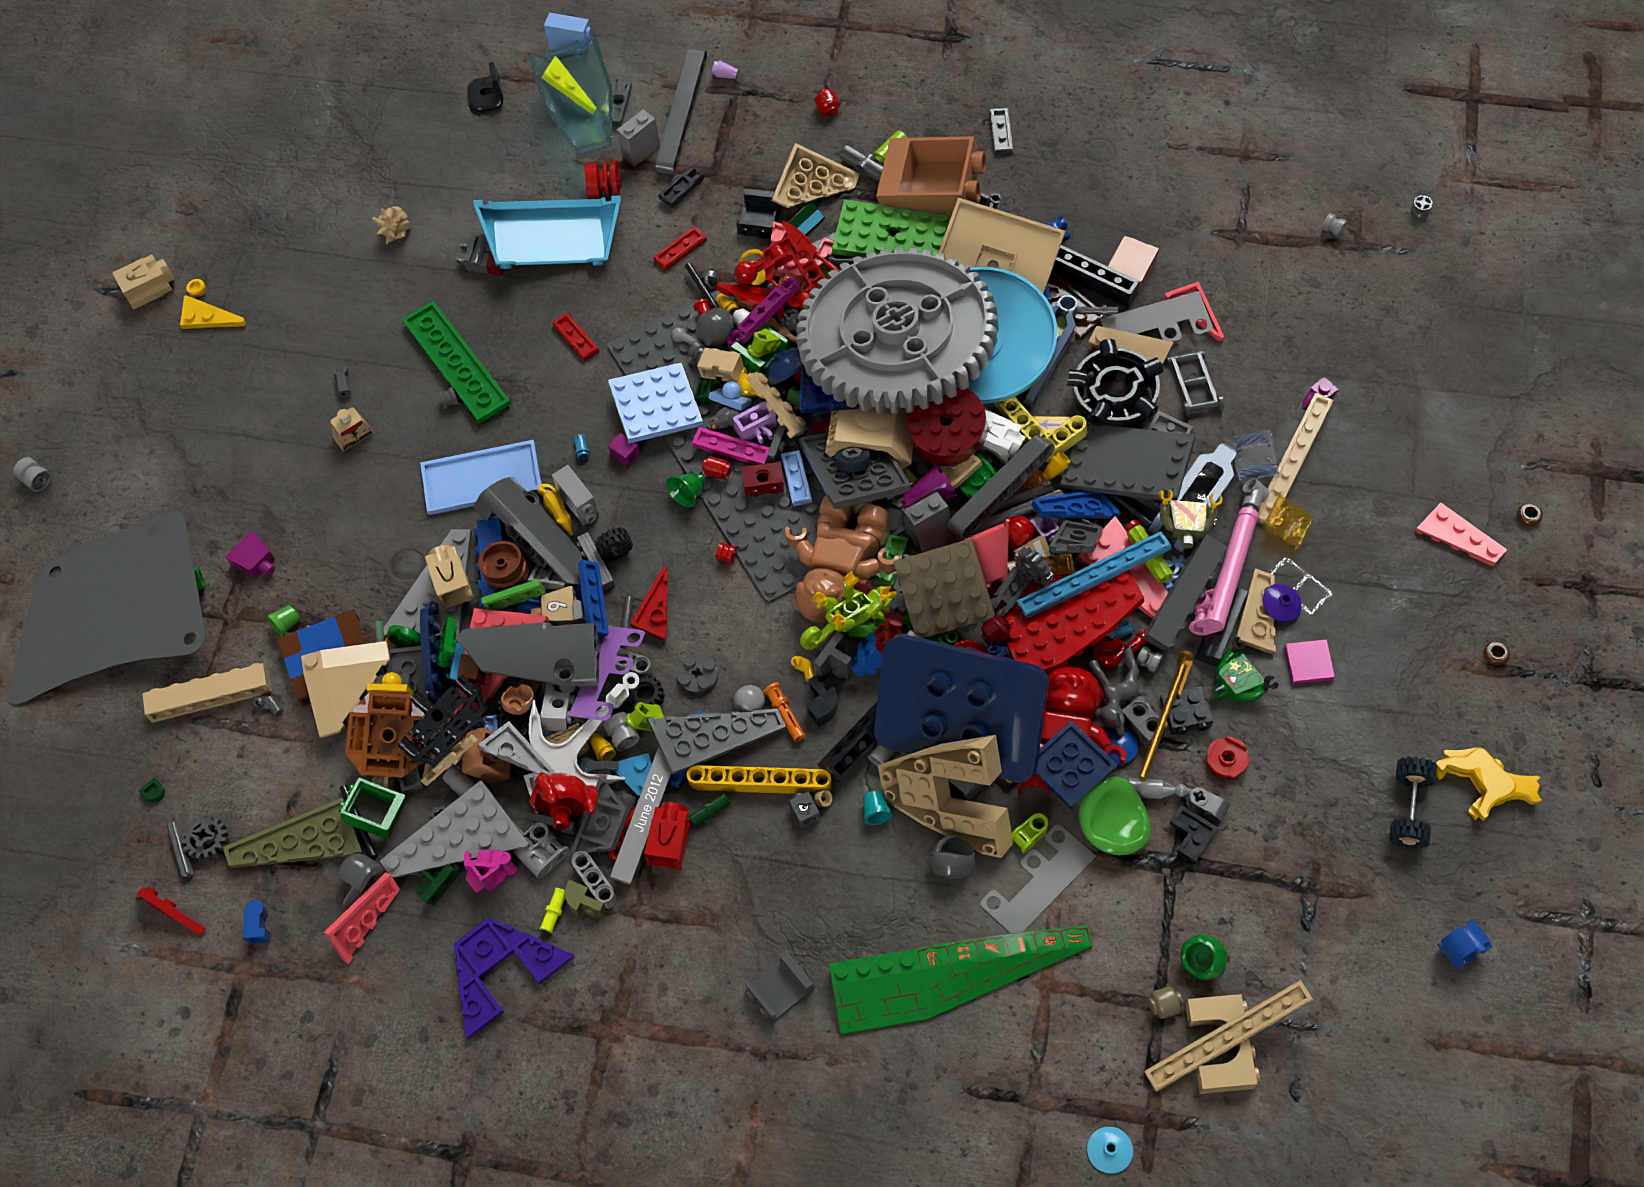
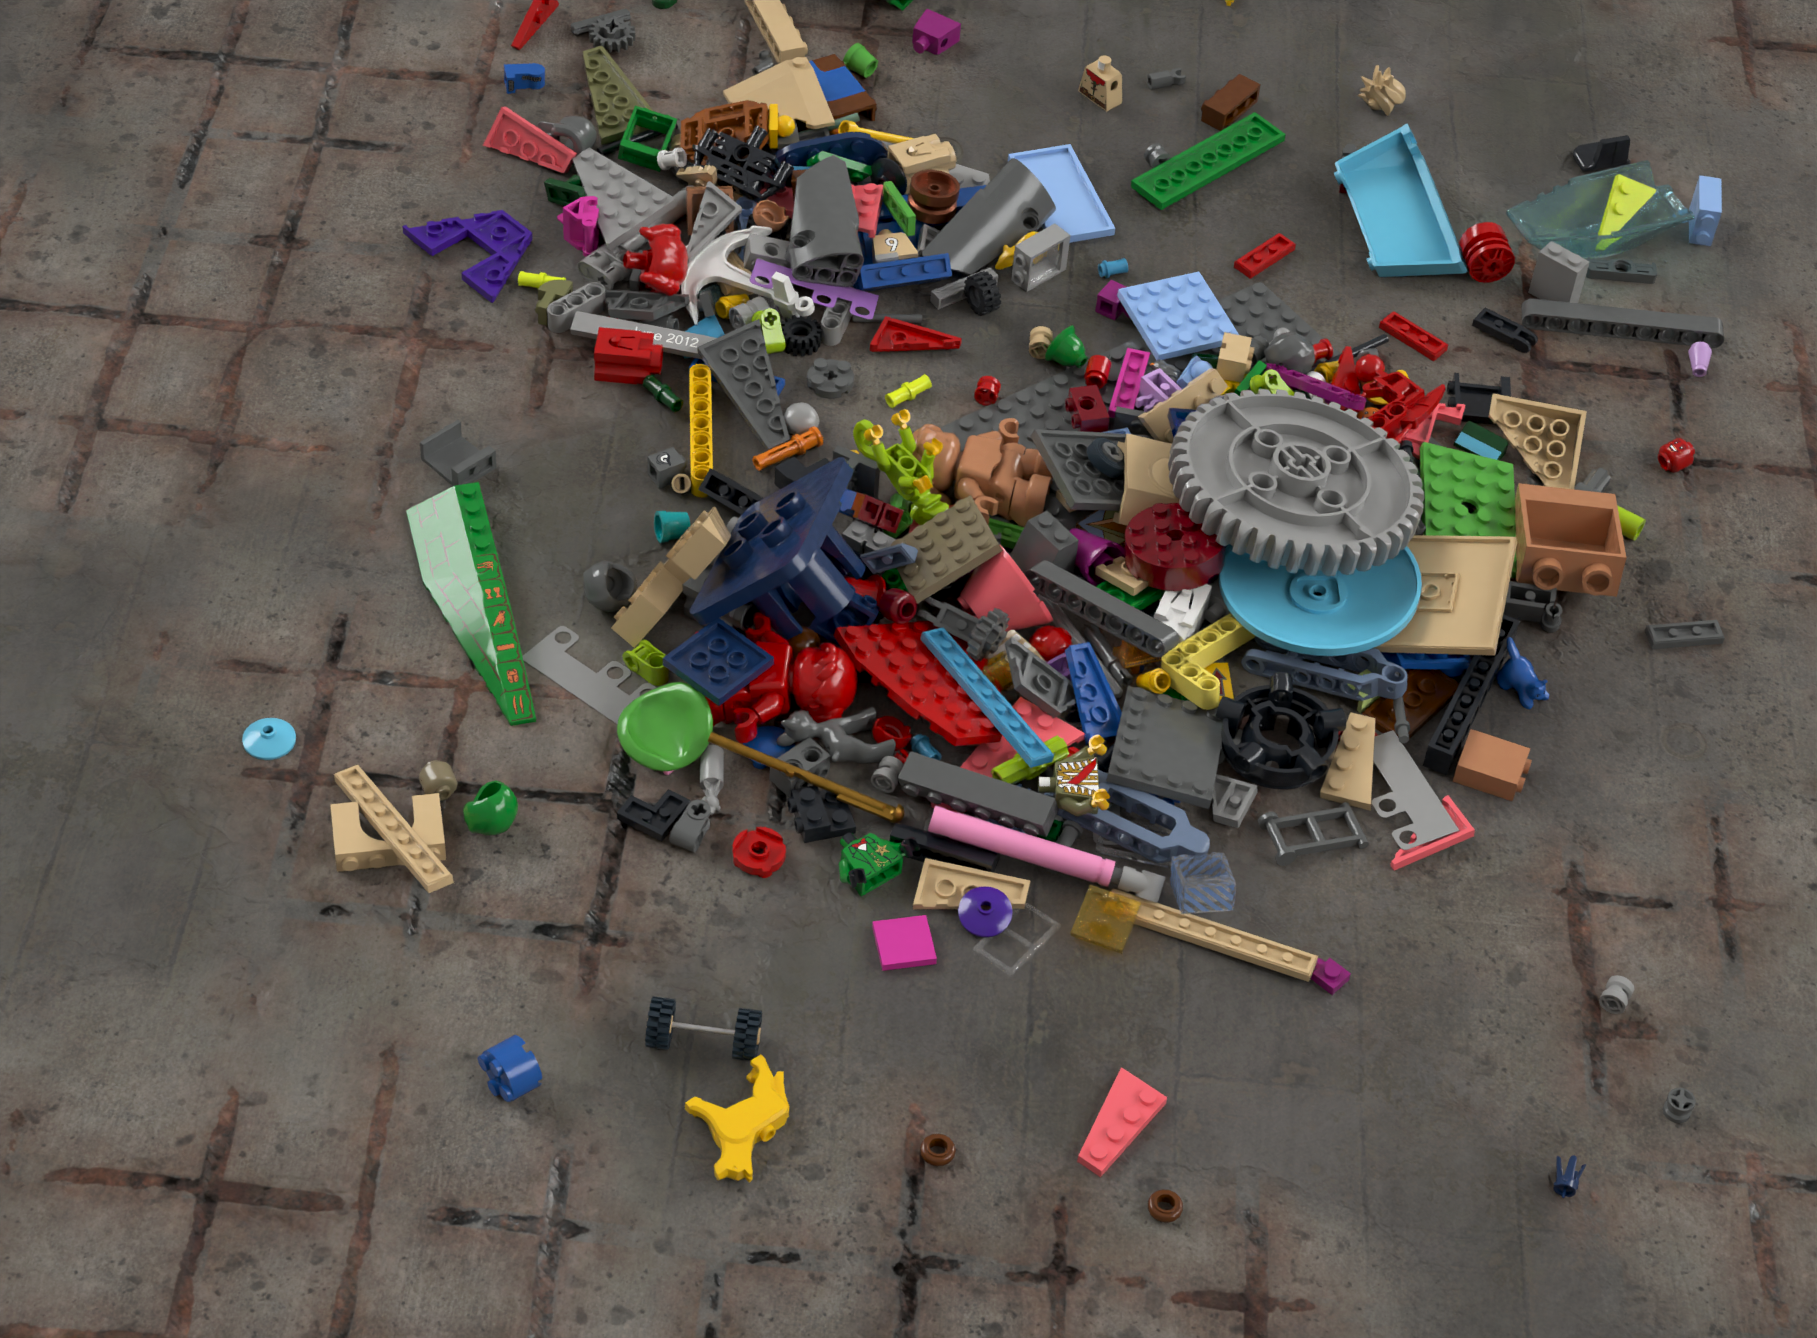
camera: 75 degrees right, 15 degrees down
(384, 336) = (1230, 102): none -> reddish brown brick
(410, 785) = (669, 159): none -> white bush
(411, 624) = (850, 126): none -> yellow piece
(463, 604) = (888, 170): none -> black dish
(671, 508) = (1039, 341): none -> tan wheel
(720, 614) = (908, 391): none -> neon yellow pin
(946, 626) = (889, 557): none -> sand blue slope
(1489, 278) = (1568, 1183): none -> dark blue piece

